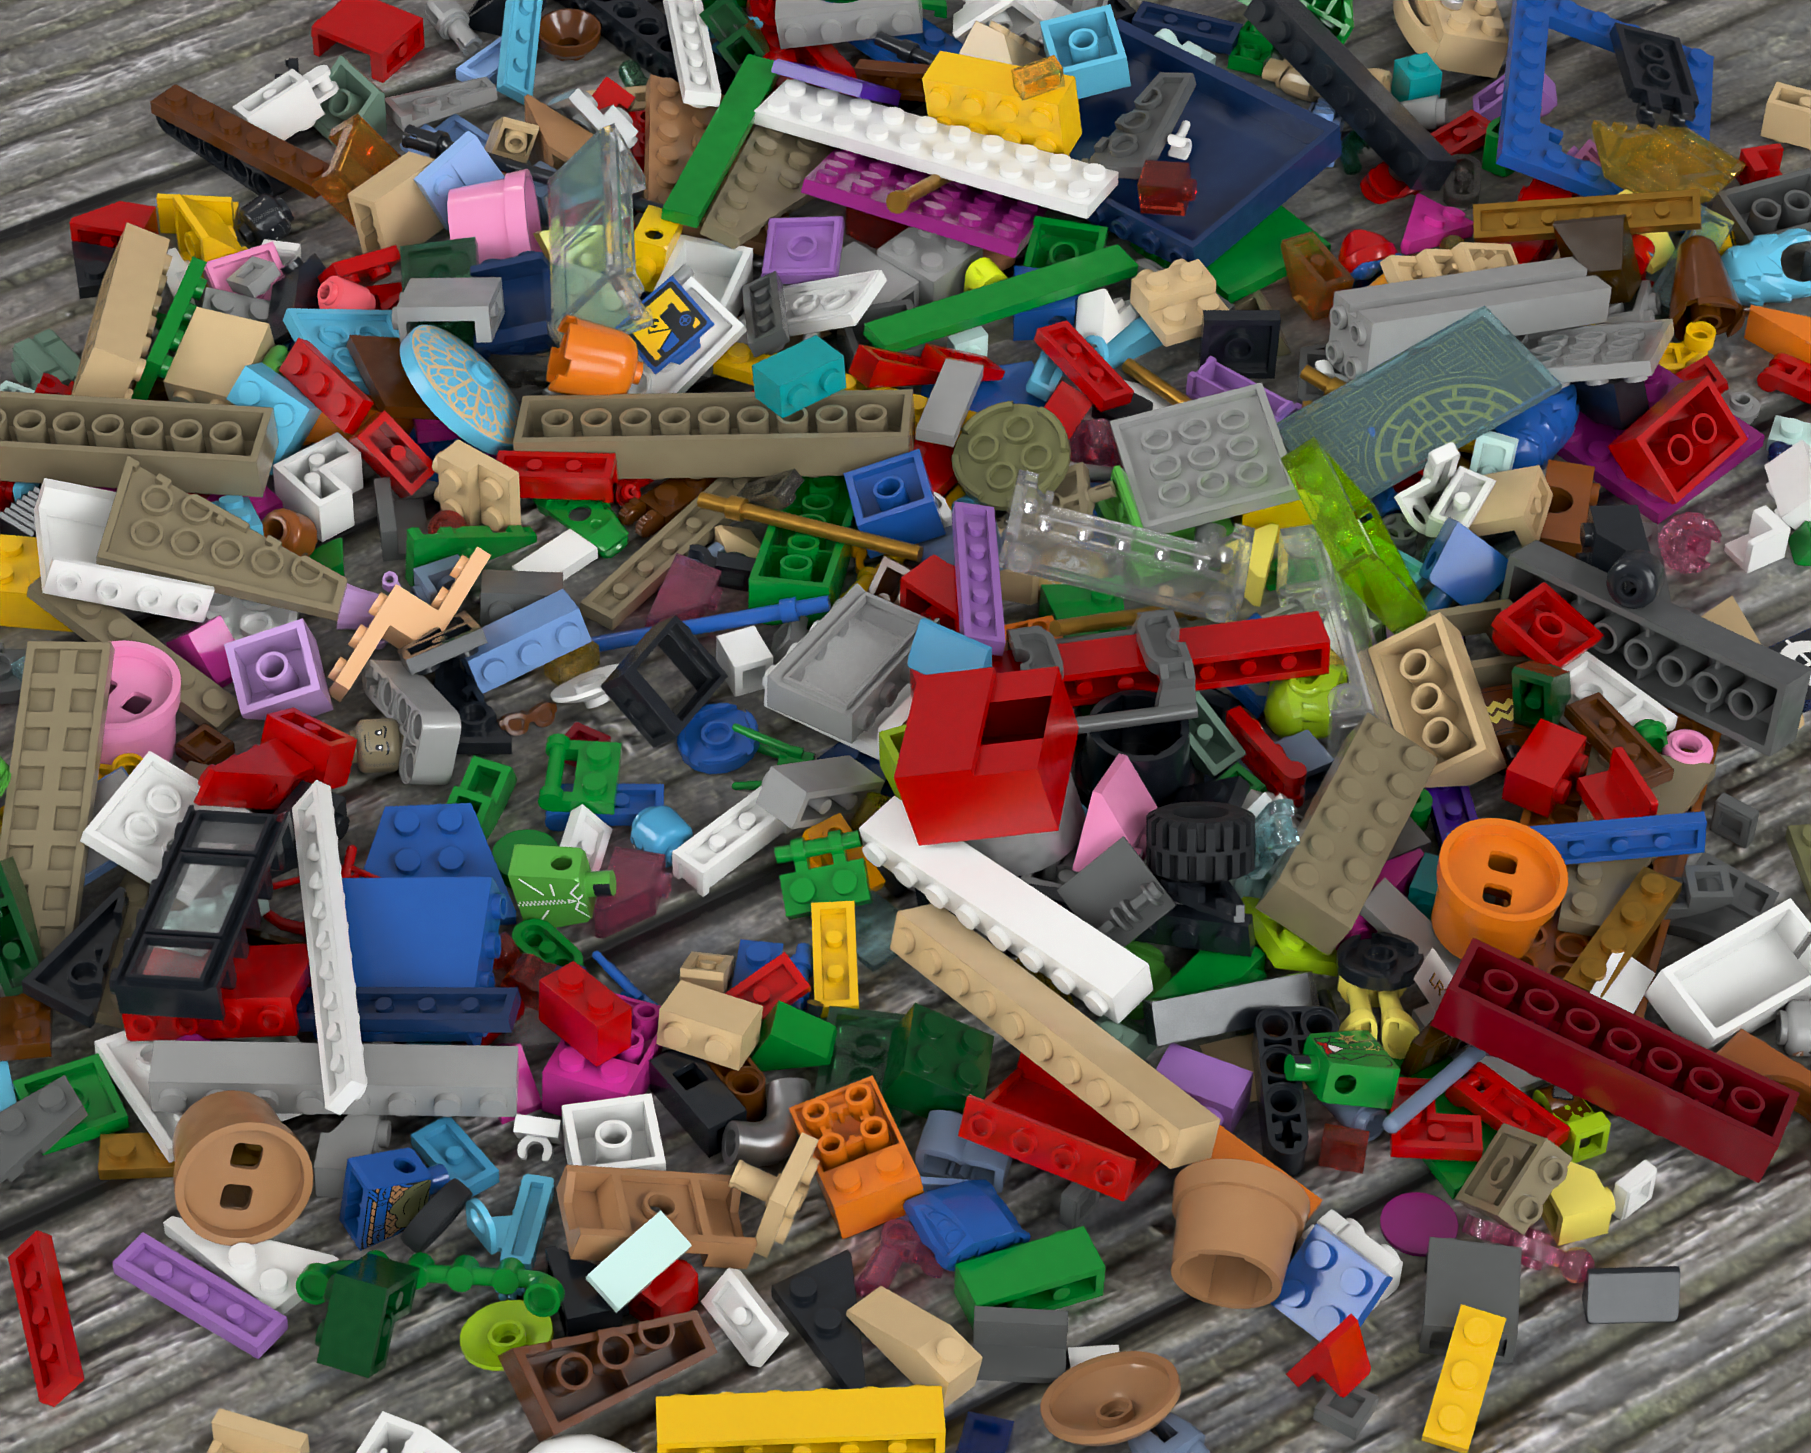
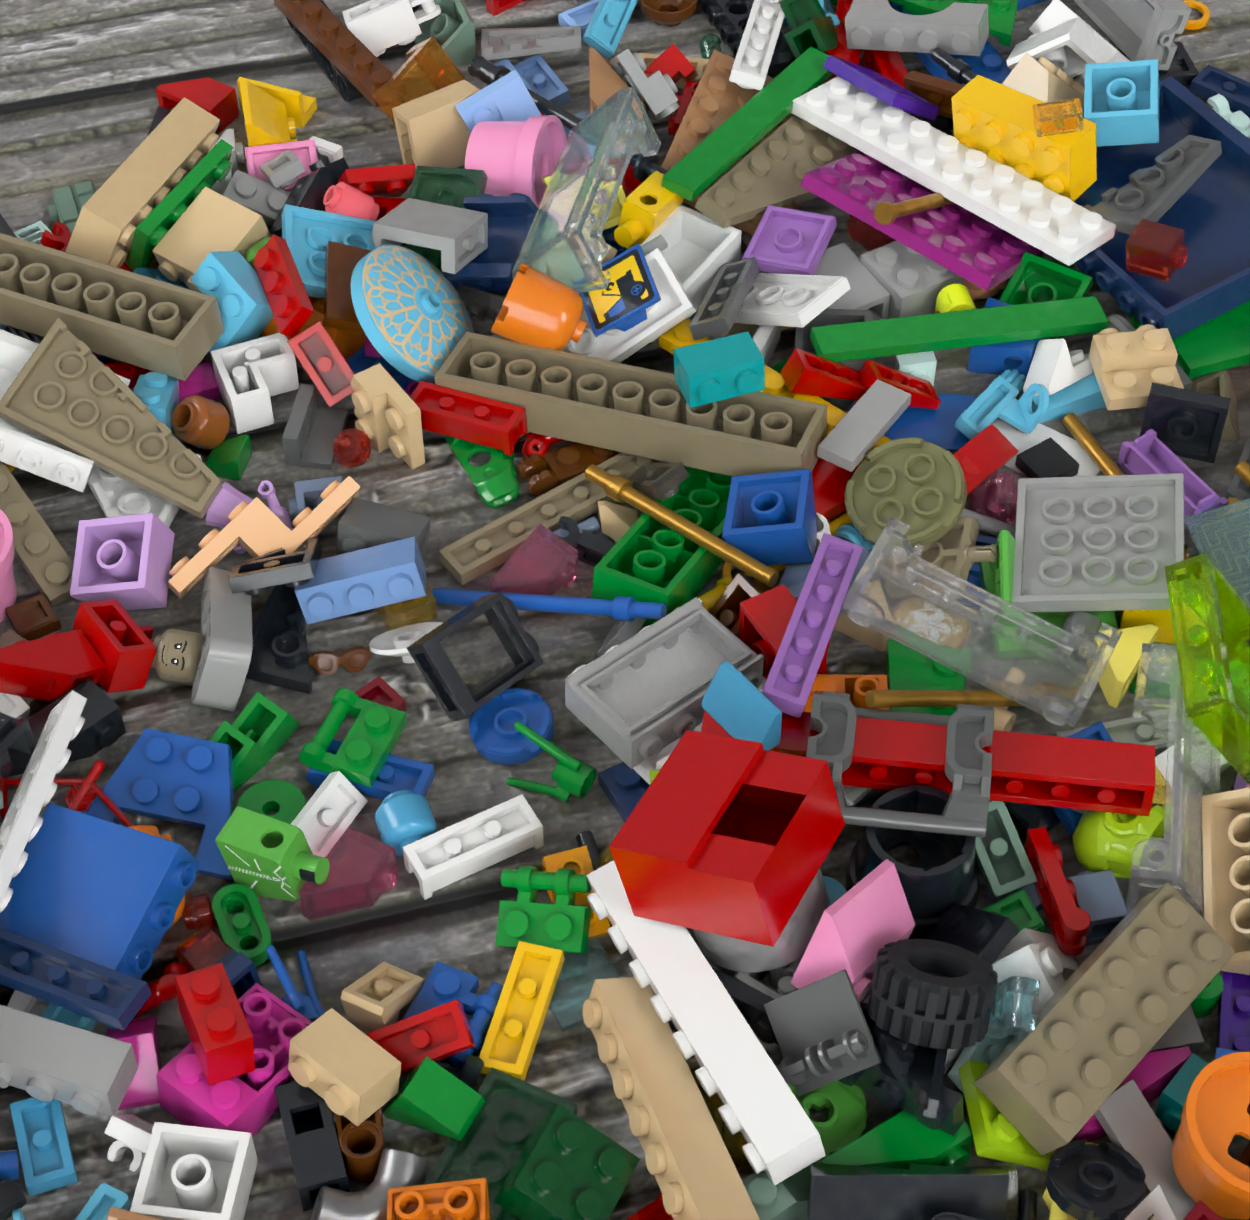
camera: 20 degrees right, 5 degrees up
(205, 649) = (76, 508): dark pink slope -> none
(264, 219) = (328, 118): black head -> none
(449, 541) = (364, 467): green wing -> none
(512, 139) = (566, 88): tan slope -> none
(563, 554) = (442, 499): white tile -> none
(743, 659) = (568, 645): white brick -> none
(816, 790) = (568, 815): light grey brick -> none
(1083, 366) = (1019, 413): red plate -> none
(1179, 144) = (1186, 209): white hand -> none

